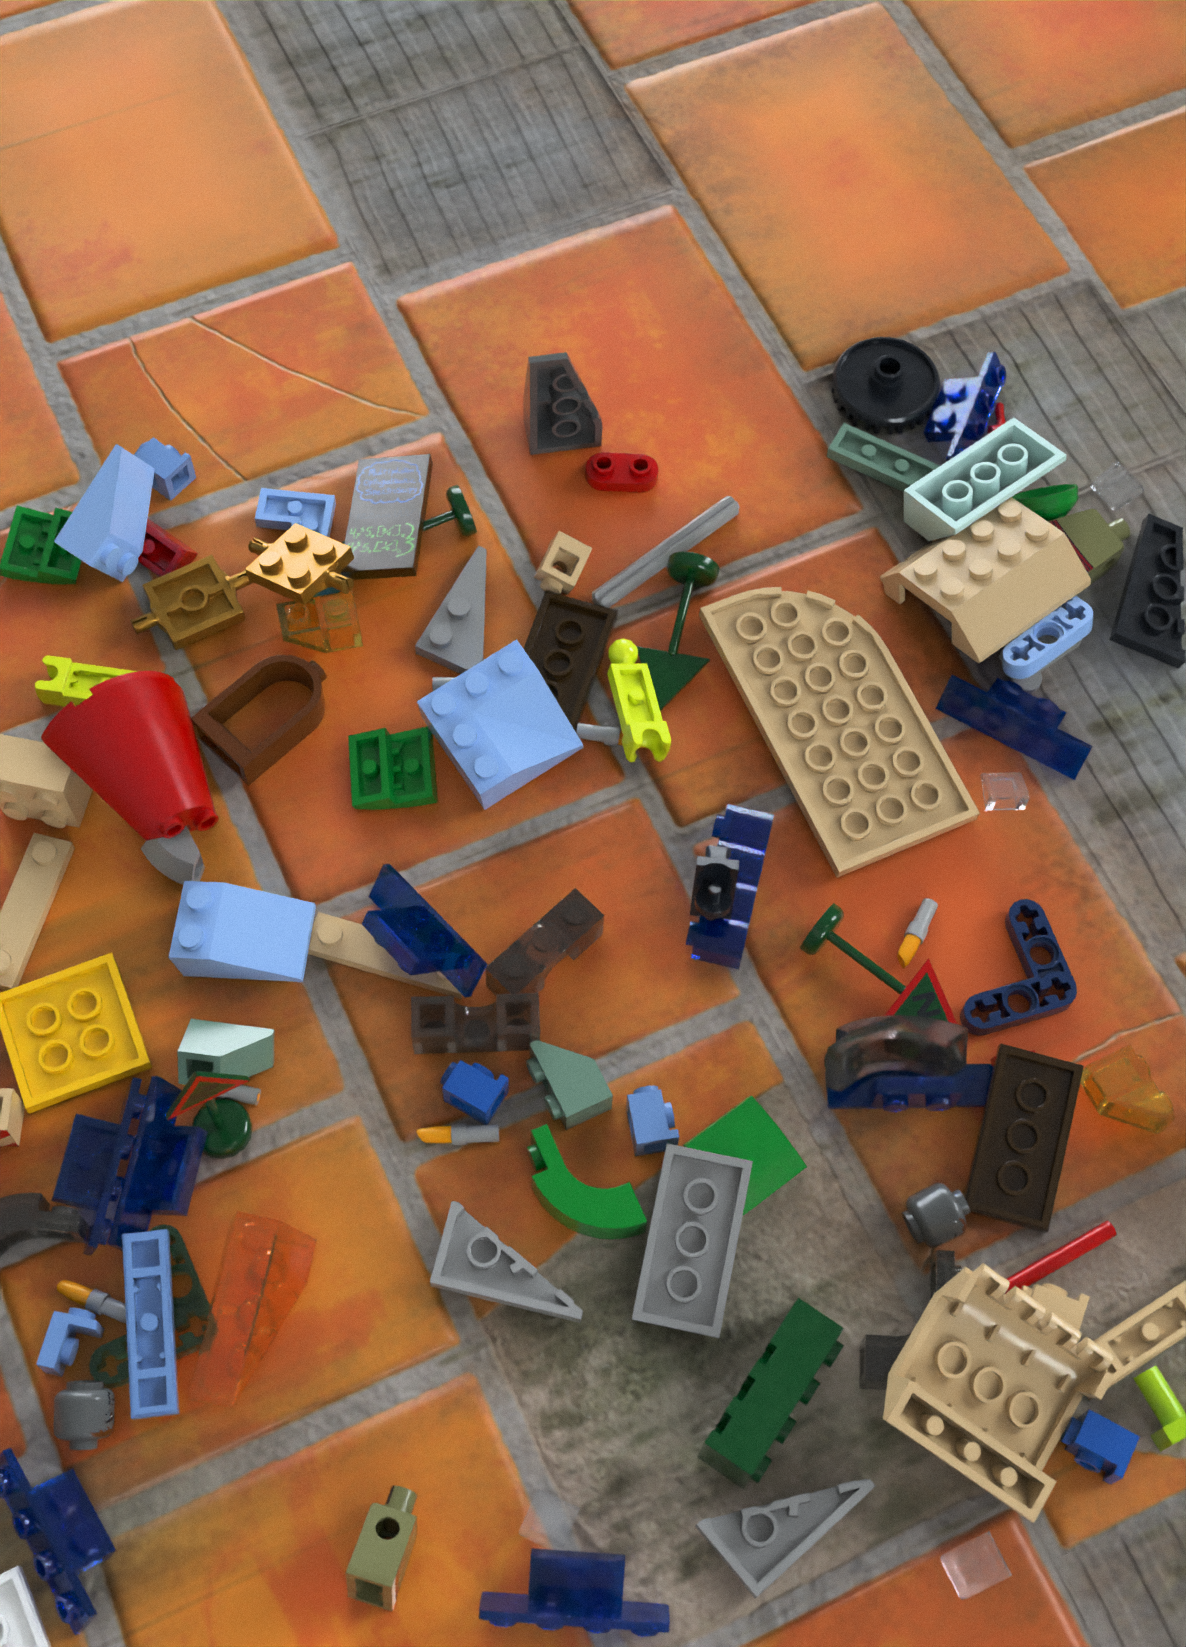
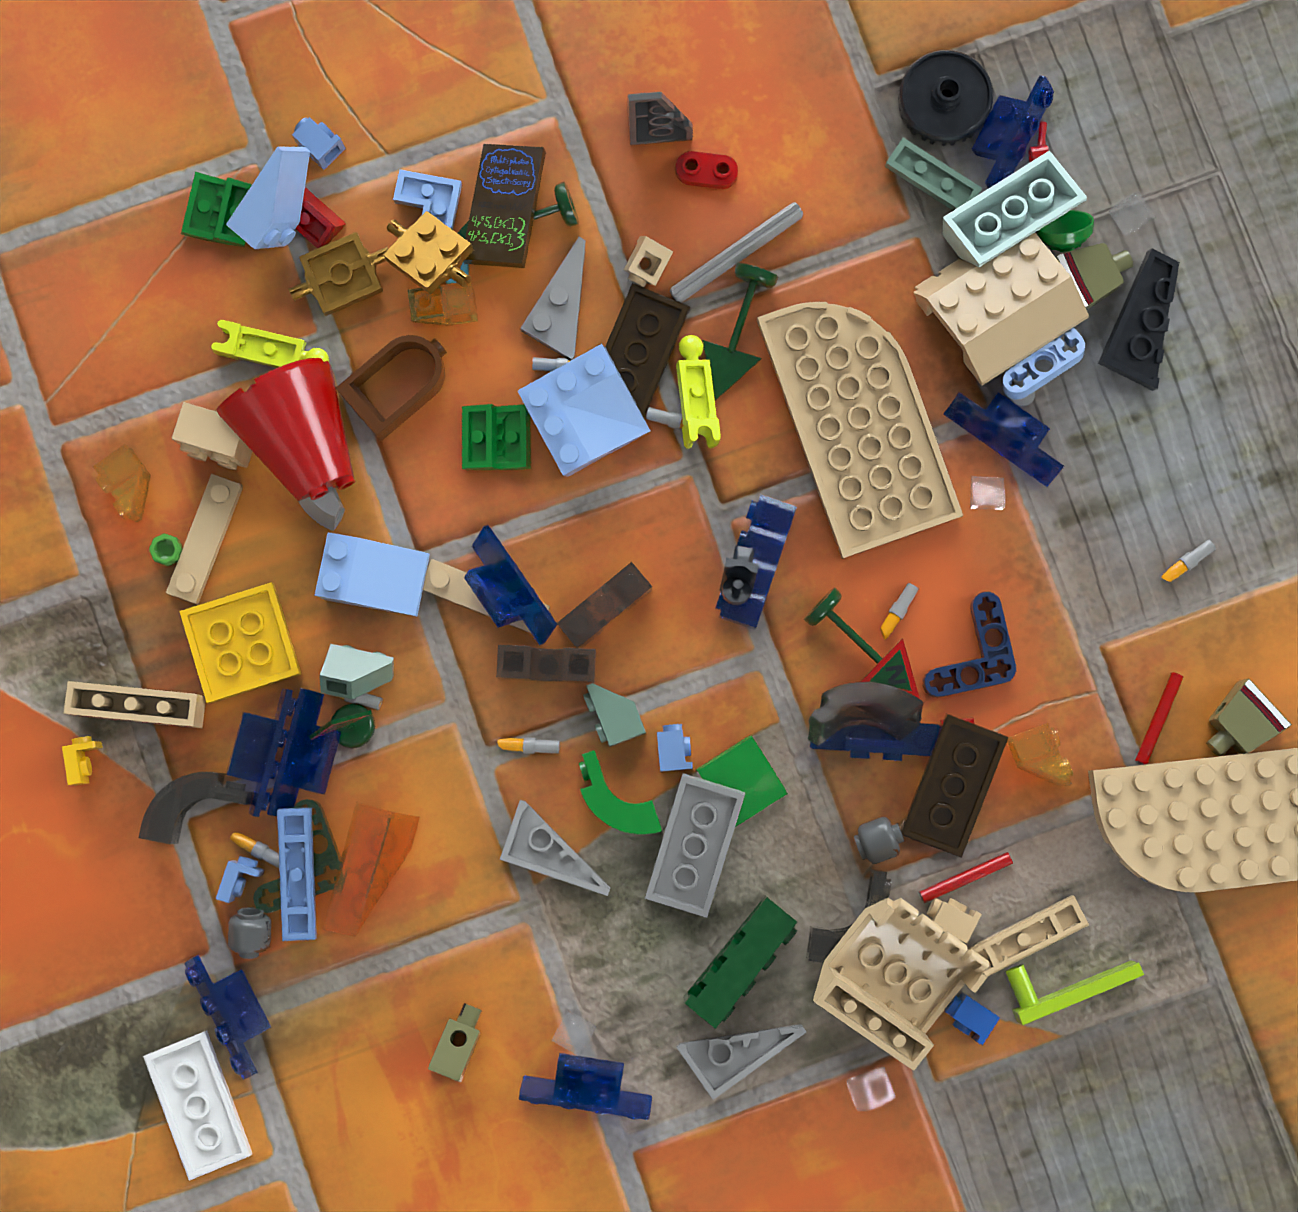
camera: 10 degrees right, 20 degrees up
(474, 1090) = (541, 713): blue brick -> none

